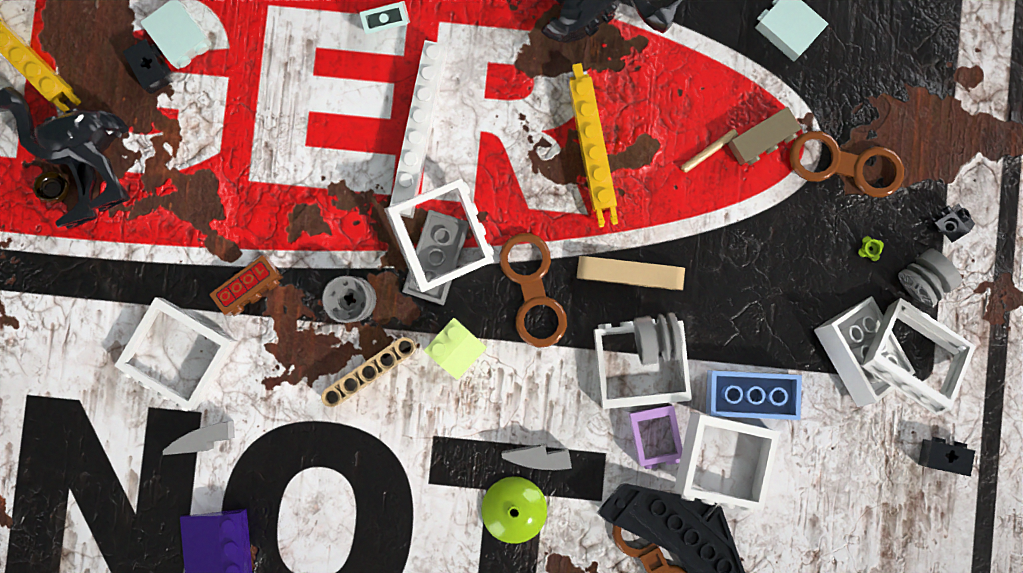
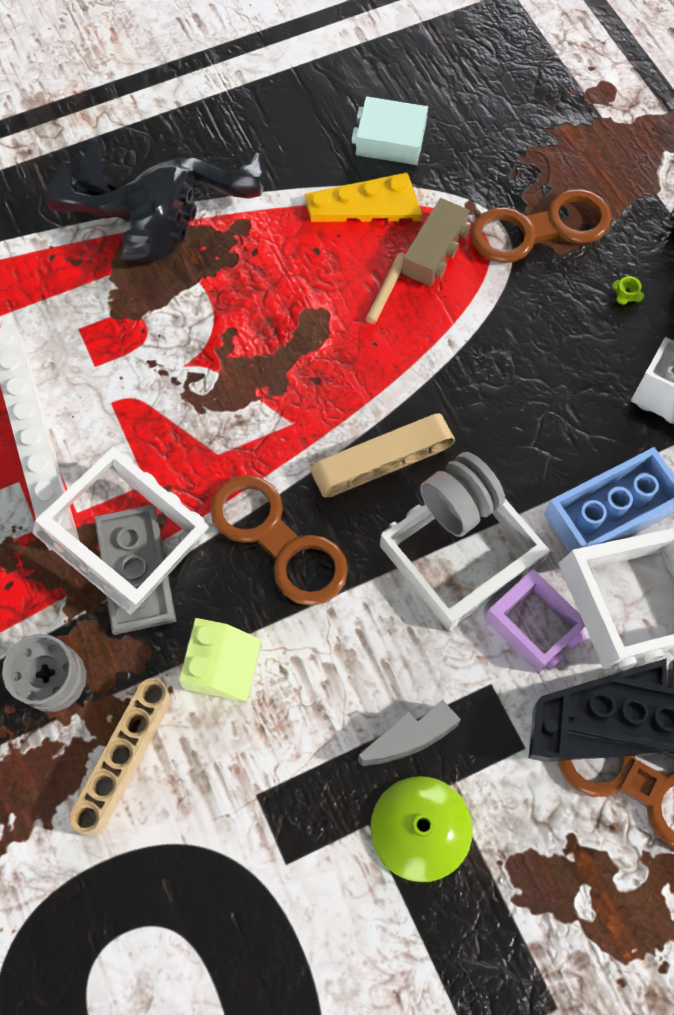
camera: 35 degrees left, 20 degrees down
(592, 145) = (252, 346): yellow hinge -> none
(747, 76) = (377, 198): none -> yellow wing

